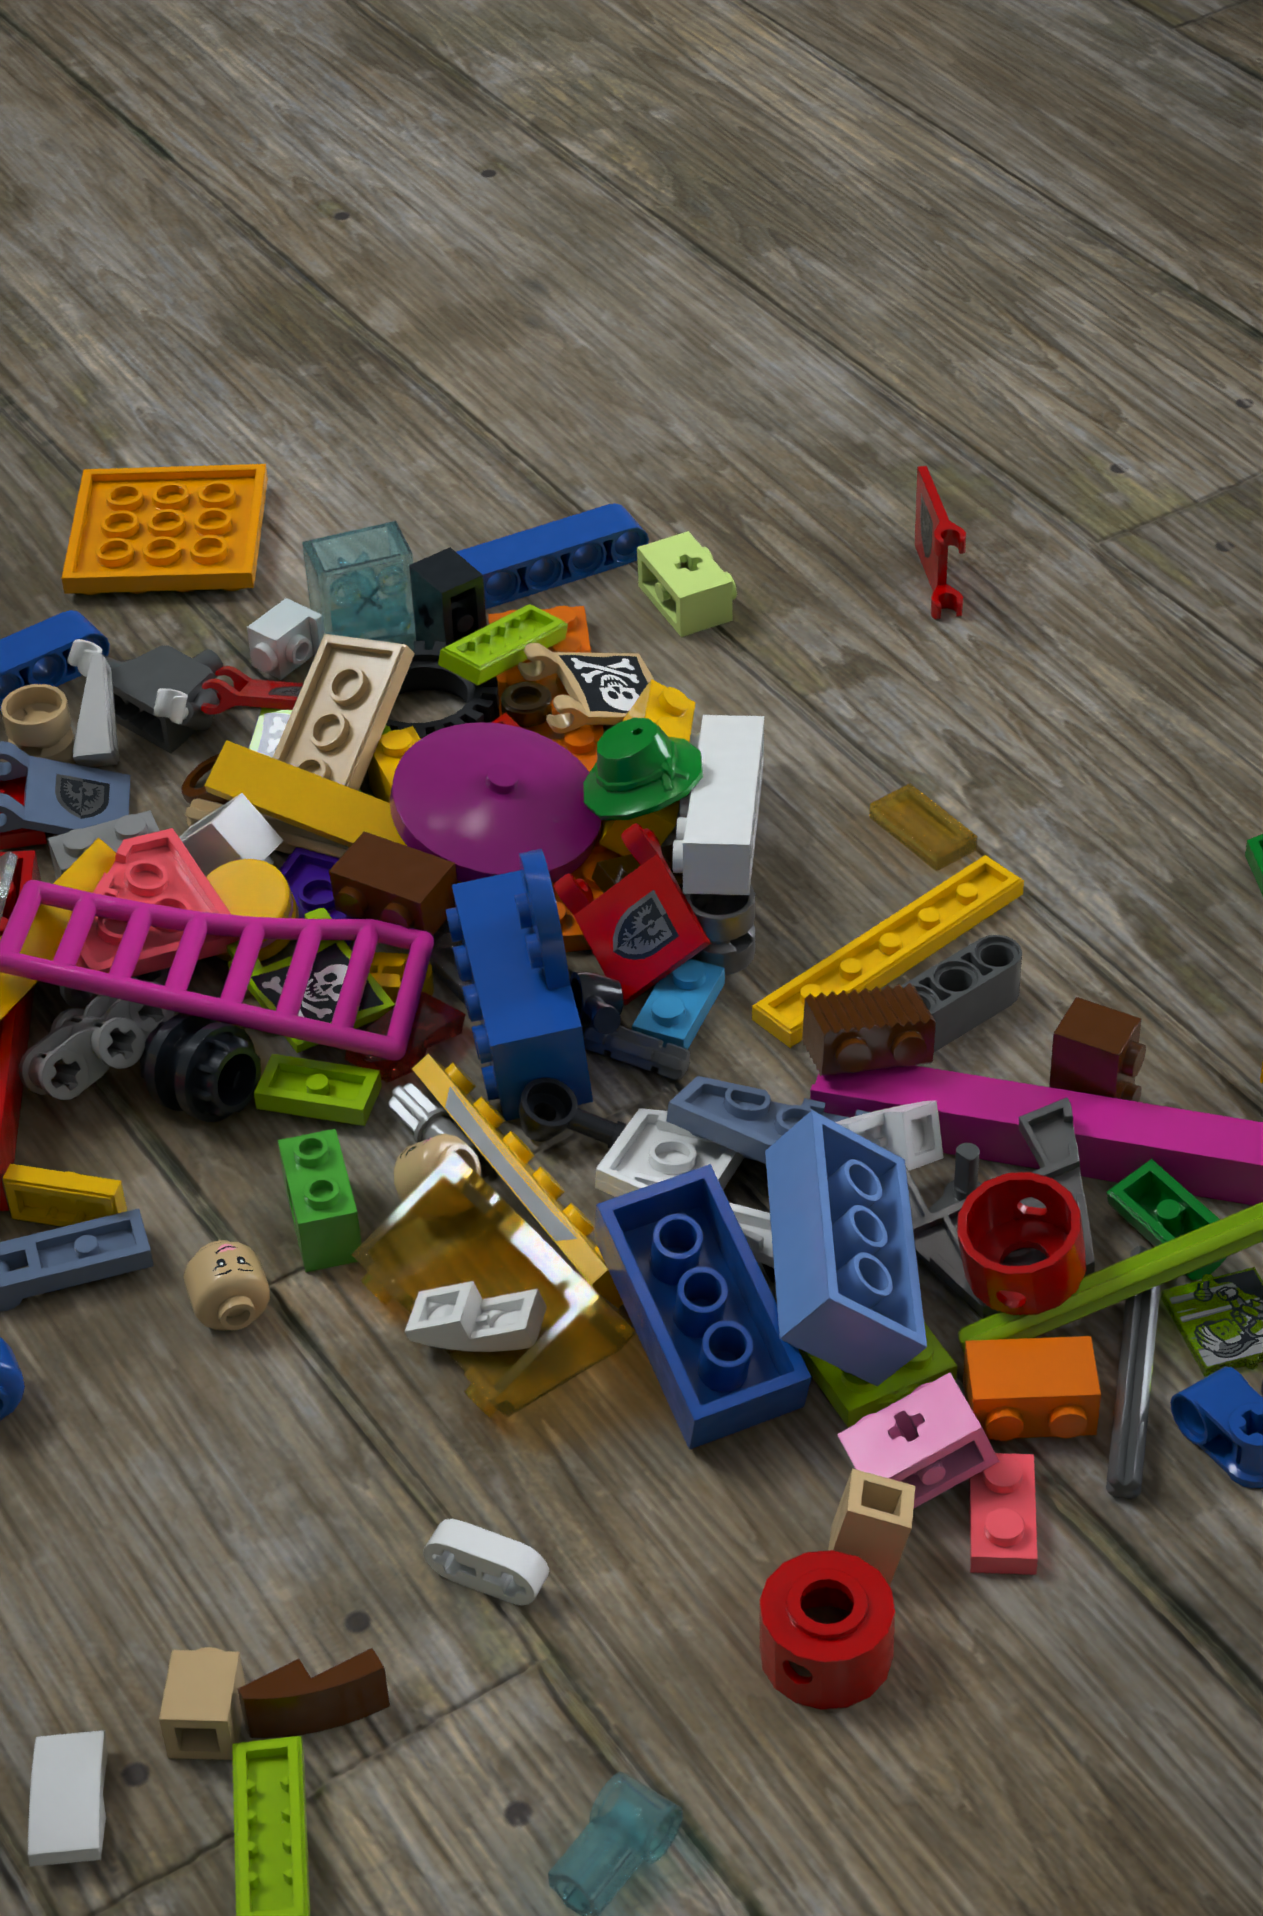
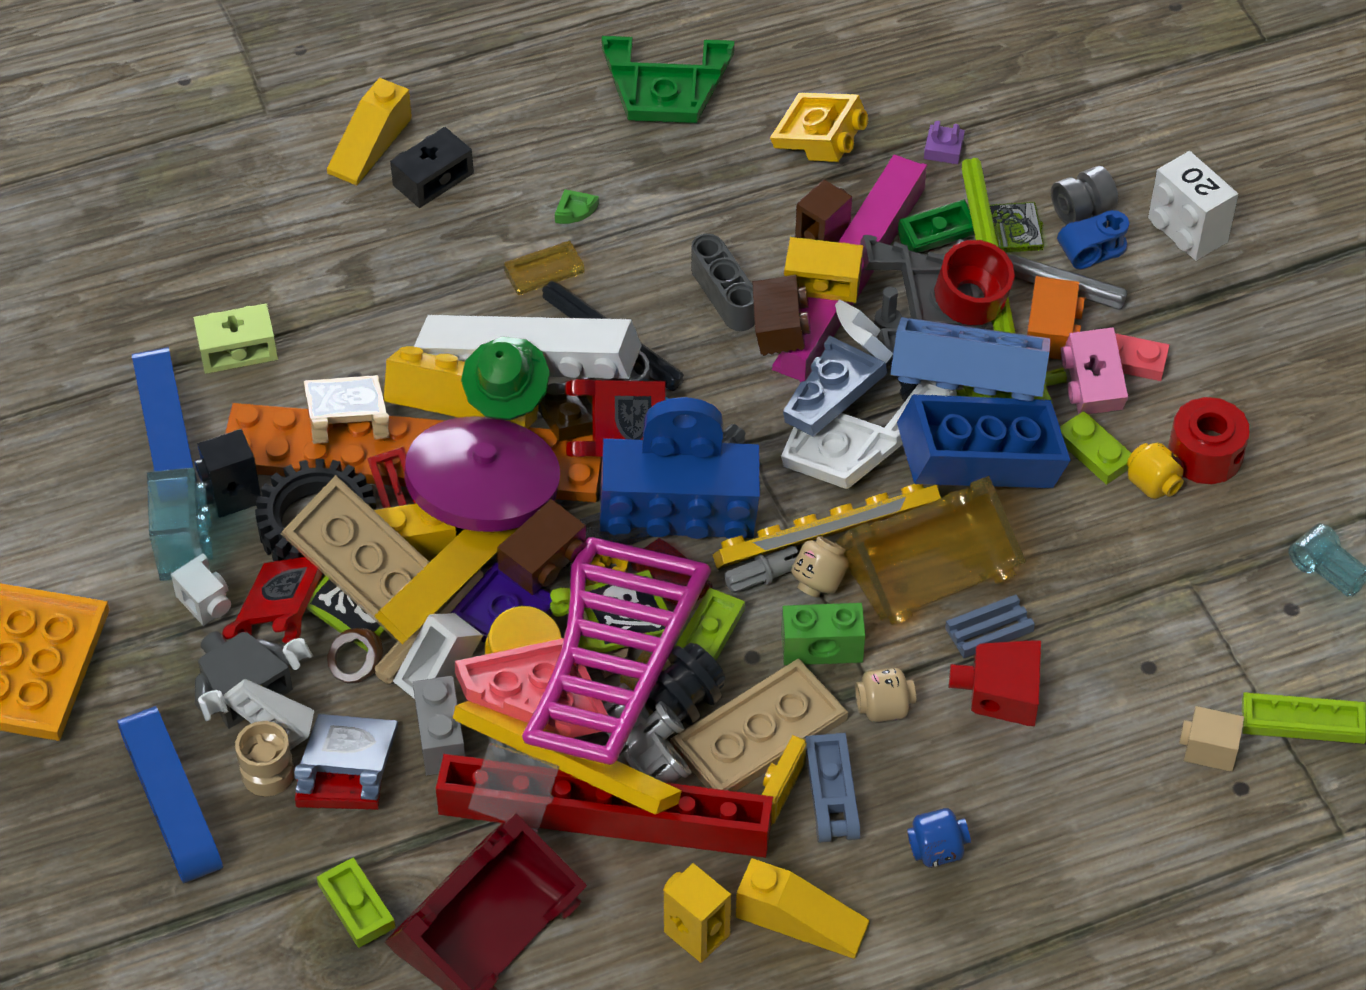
camera: 80 degrees left, 10 degrees up
(67, 1798) = (1271, 813): white slope -> none
(169, 1170) = (754, 728): none -> tan tile
(274, 1423) = (1002, 680): none -> red torso
(296, 1705) = (1216, 673): reddish brown slope -> none
(366, 1369) = (988, 620): none -> sand blue tile
(461, 1320) = (943, 567): white slope -> none
(486, 1561) = (1130, 590): white beam -> none
(501, 644) = (295, 443): lime plate -> none
(527, 703) = (354, 447): dark brown tile -> none
(558, 1105) = (776, 498): black bar -> none
(739, 1563) = (1155, 470): none -> yellow head
(784, 1490) = (1095, 447): none -> lime plate
(818, 912) = (576, 308): none -> black axle
(874, 1520) = (1149, 403): tan brick -> none
(893, 944) = (659, 310): yellow tile -> none
(932, 538) = (267, 183): red flag -> none
(978, 1064) = (825, 268): none -> yellow brick
(1048, 834) = (575, 207): none -> bright green tile
(1049, 683) = (432, 167): none -> black brick
(1099, 619) = (372, 129): none -> yellow slope

